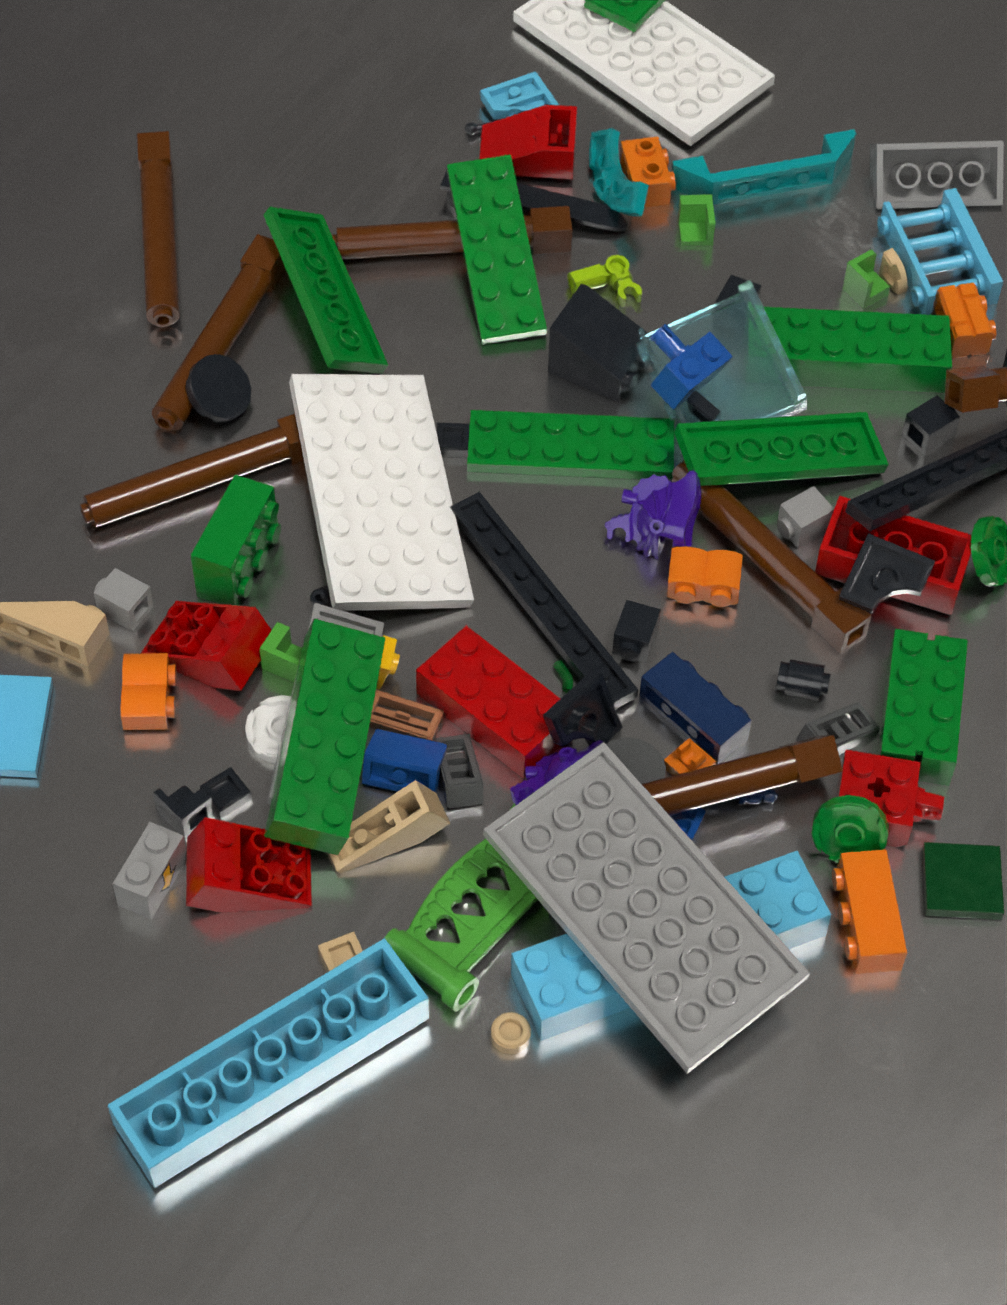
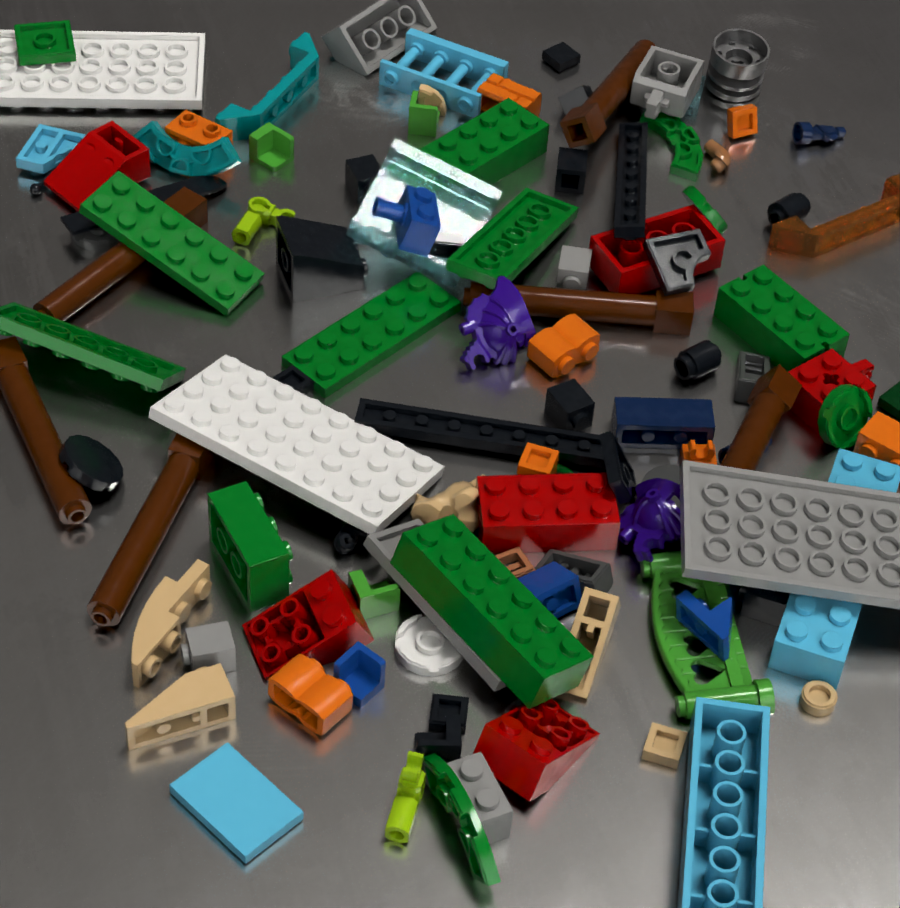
camera: 50 degrees left, 10 degrees down
(99, 900) = (454, 798): none -> green tile
(118, 547) = (161, 620): none -> tan slope
(120, 822) = (408, 796): none -> lime bar
(194, 706) = (362, 672): none -> blue panel
(424, 632) = (457, 499): none -> tan animal
(484, 897) = (709, 626): none -> blue slope
(536, 657) = (538, 460): none -> orange panel

